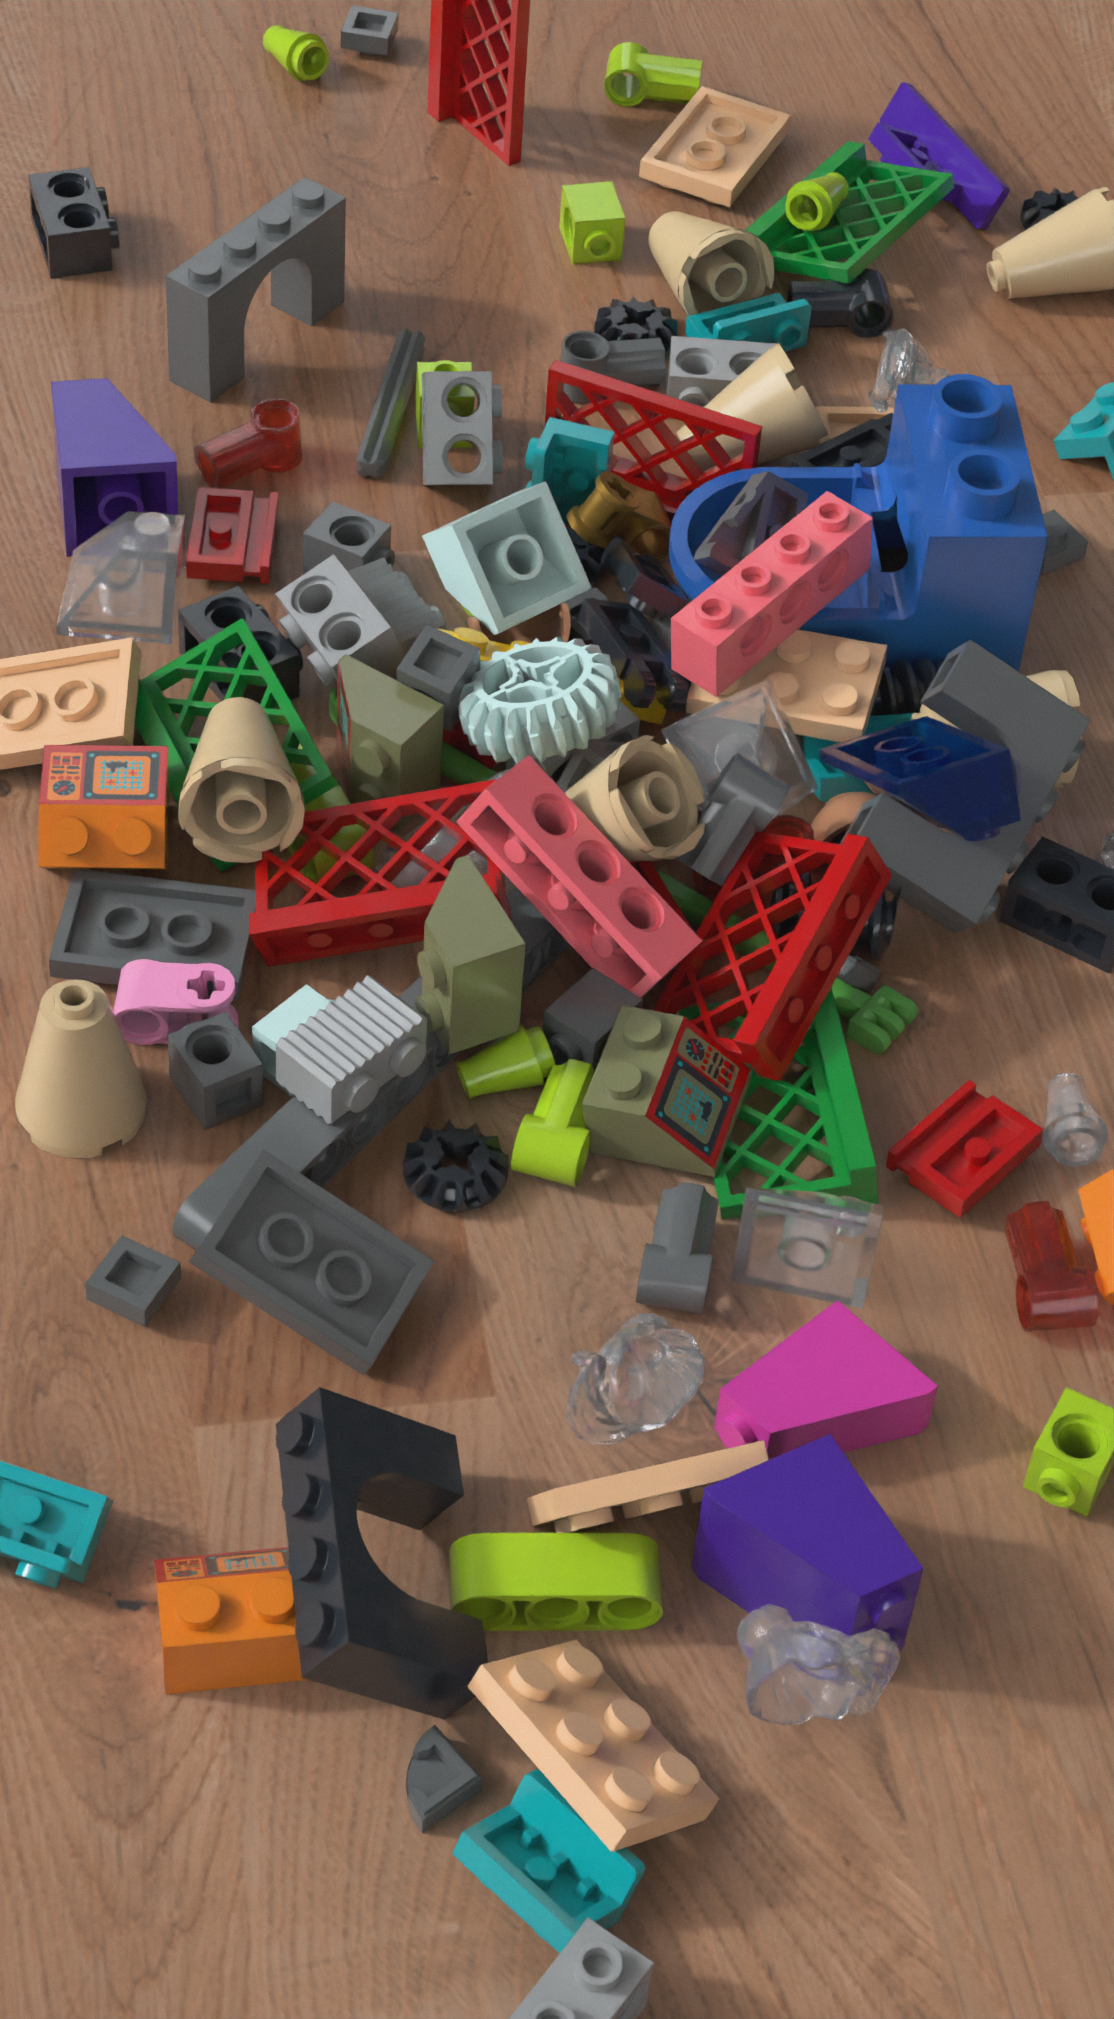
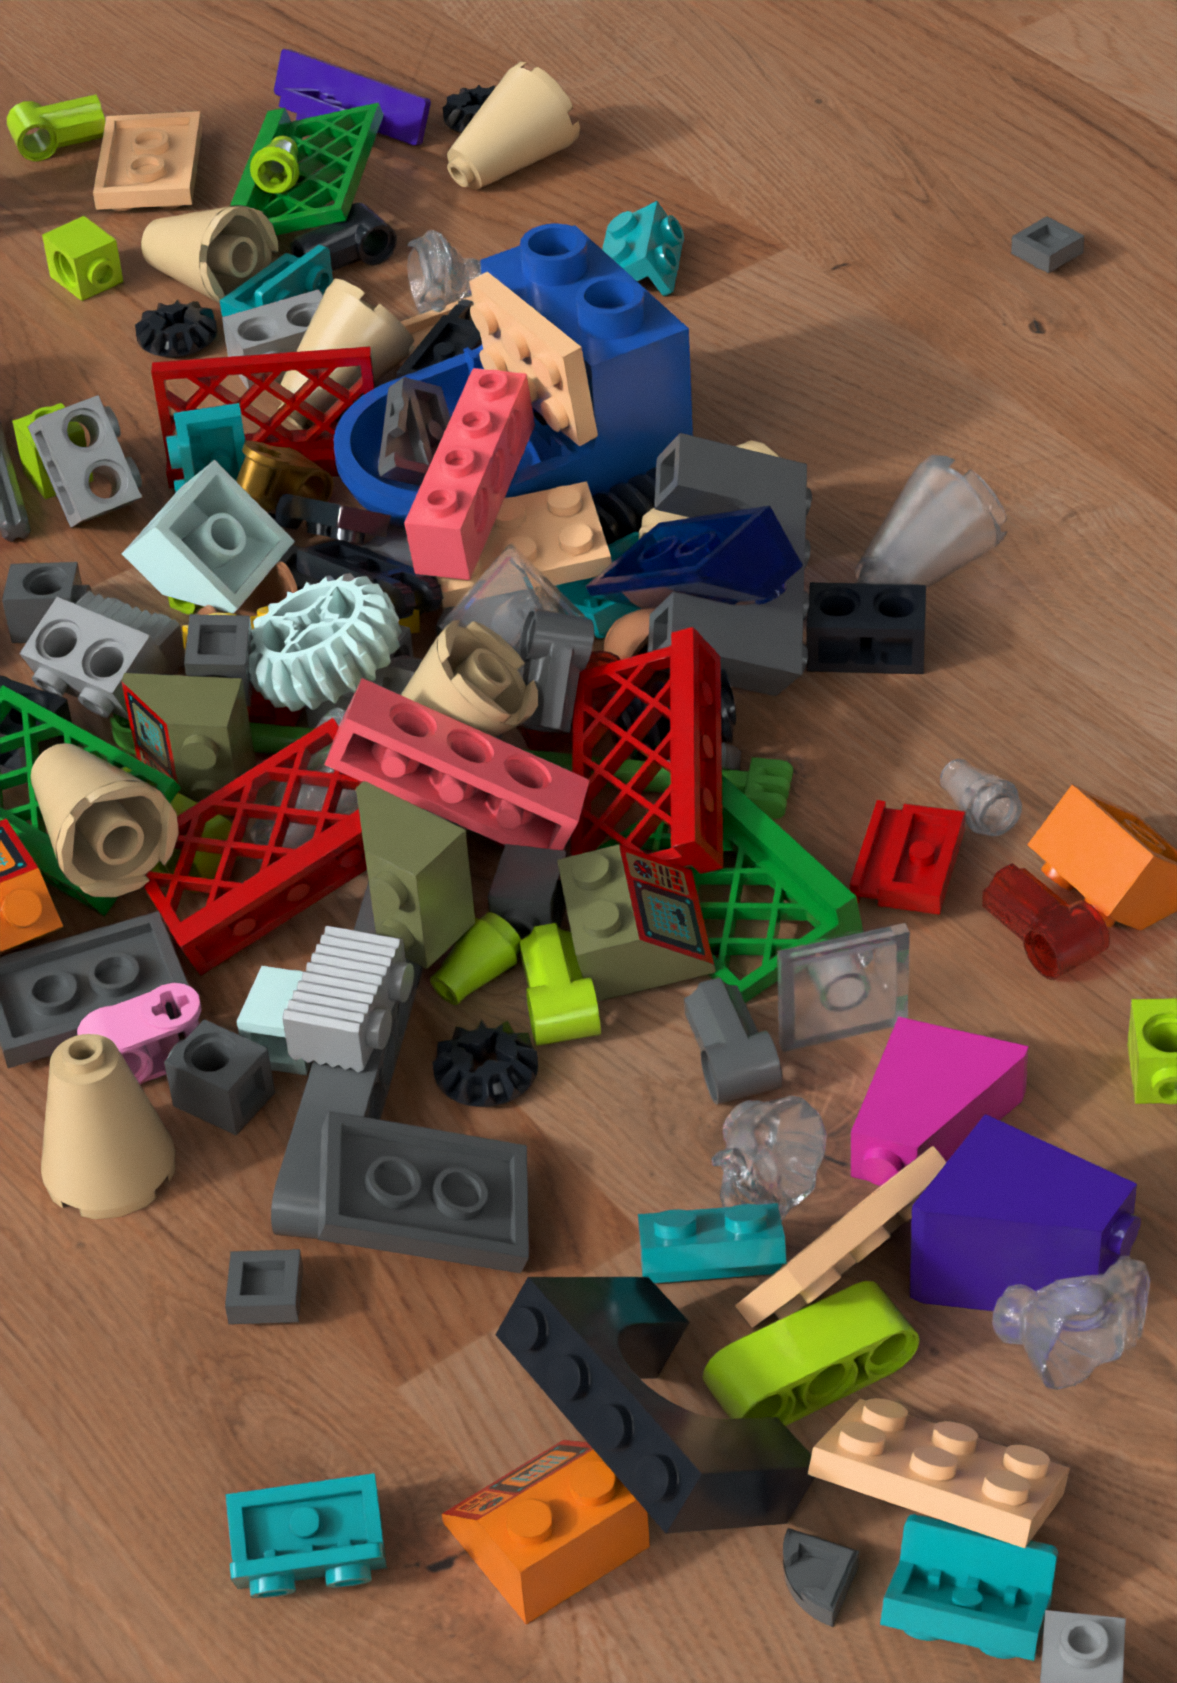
camera: 20 degrees left, 5 degrees down
(531, 1429) = (711, 1243): none -> teal bracket
(630, 361) = (200, 344): dark grey piece -> none
(891, 500) = (526, 342): none -> light nougat plate

